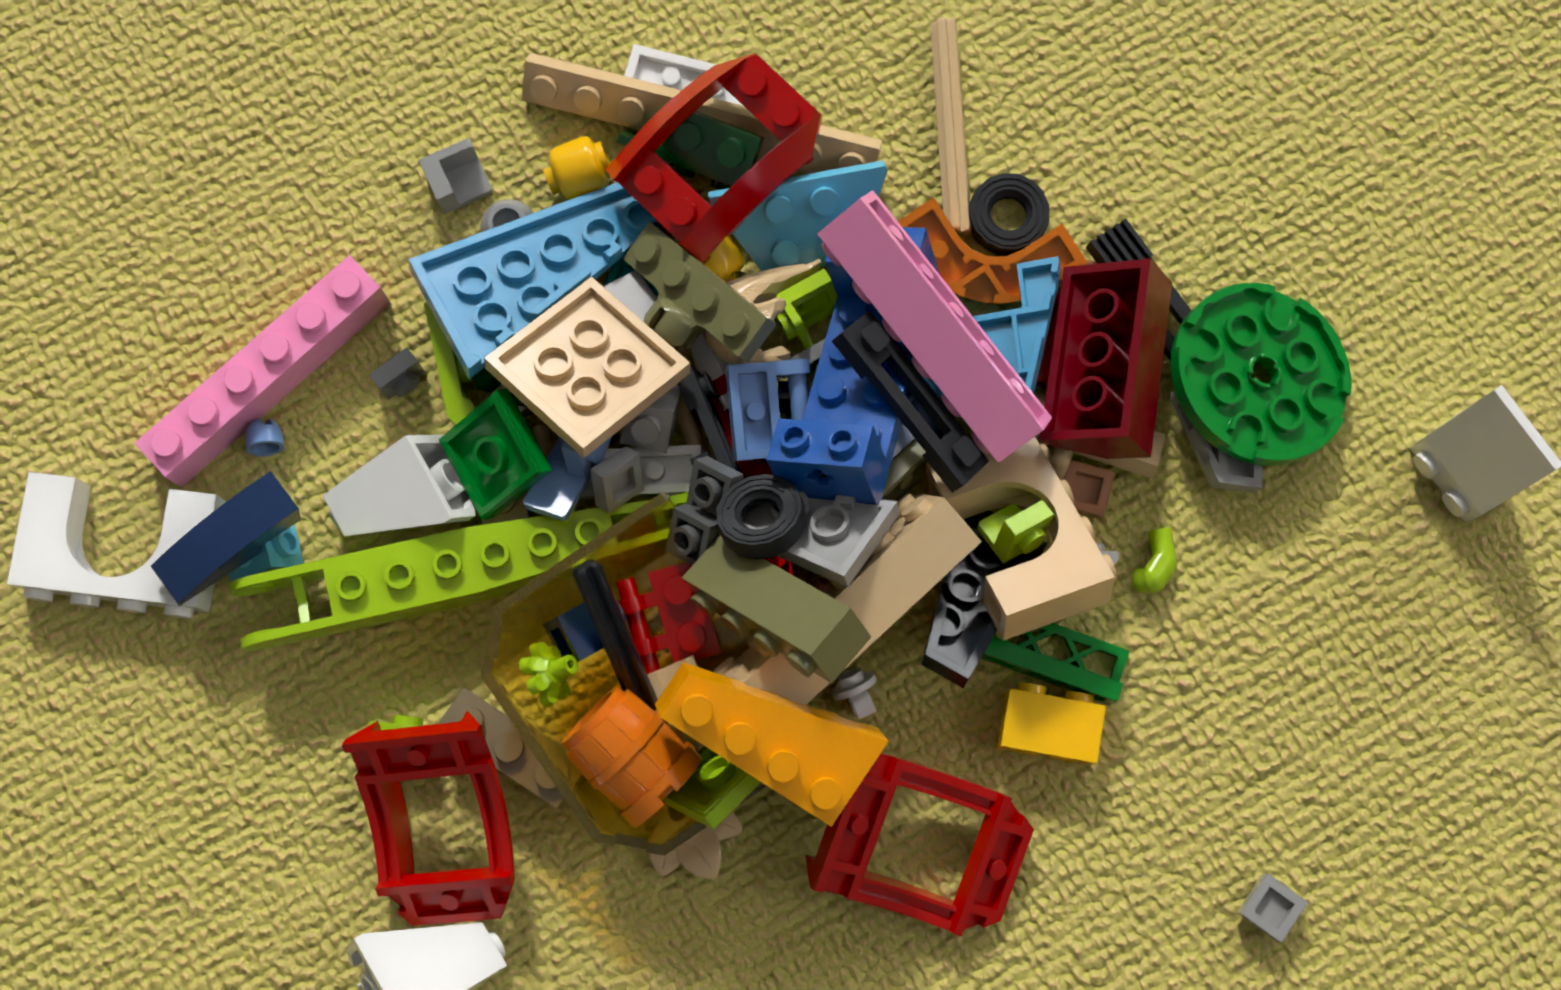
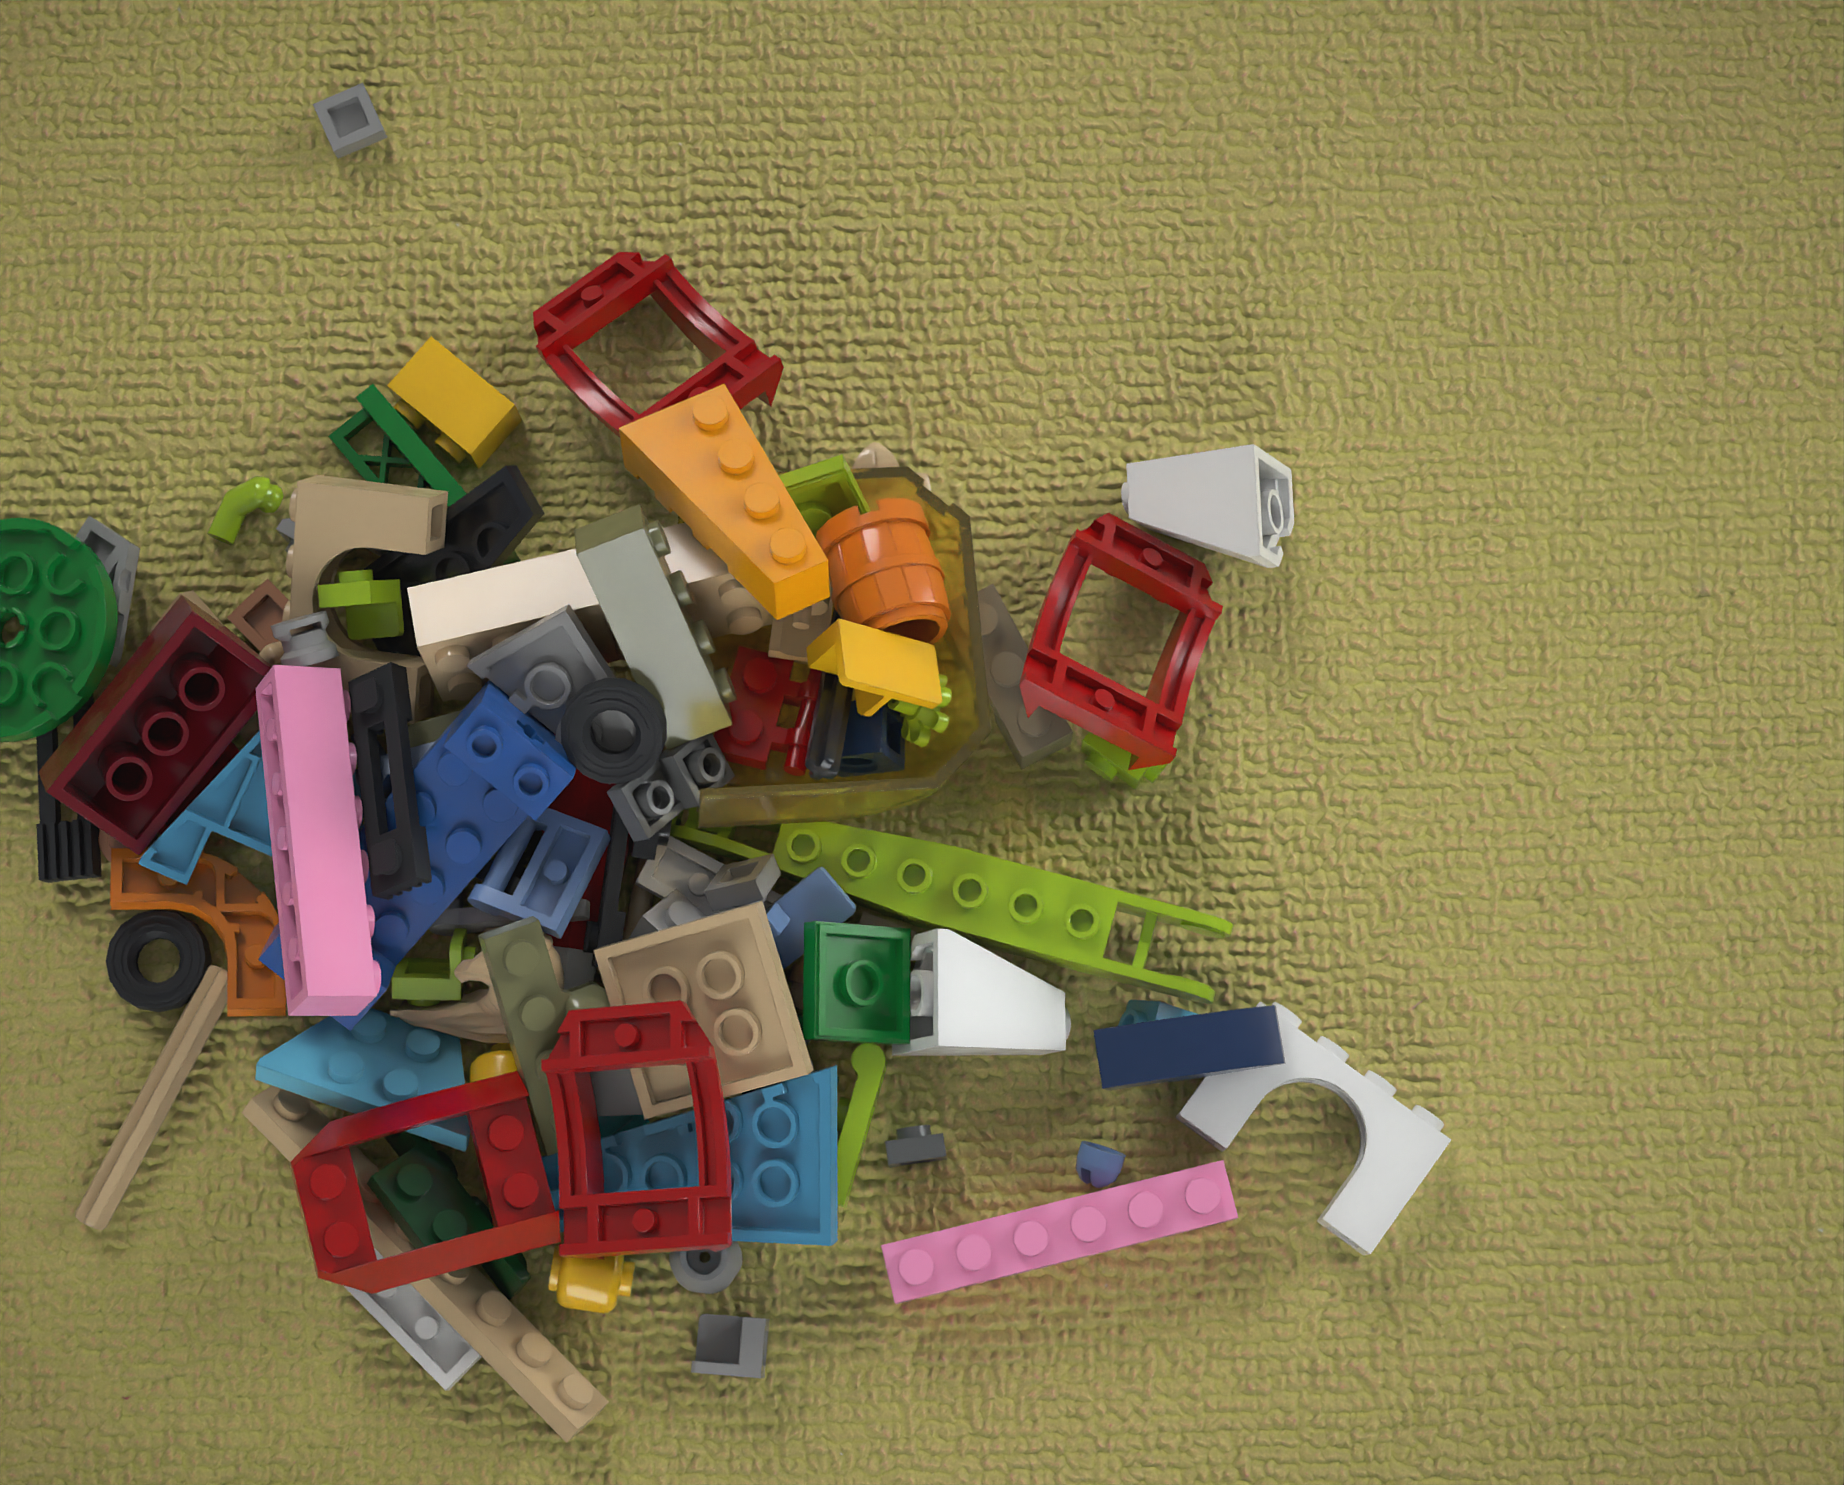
camera: 145 degrees left, 0 degrees up
(555, 199) = (640, 1220): none -> red wedge
(589, 675) = (877, 665): none -> yellow panel
(1037, 469) = (305, 646): none -> light grey wheel

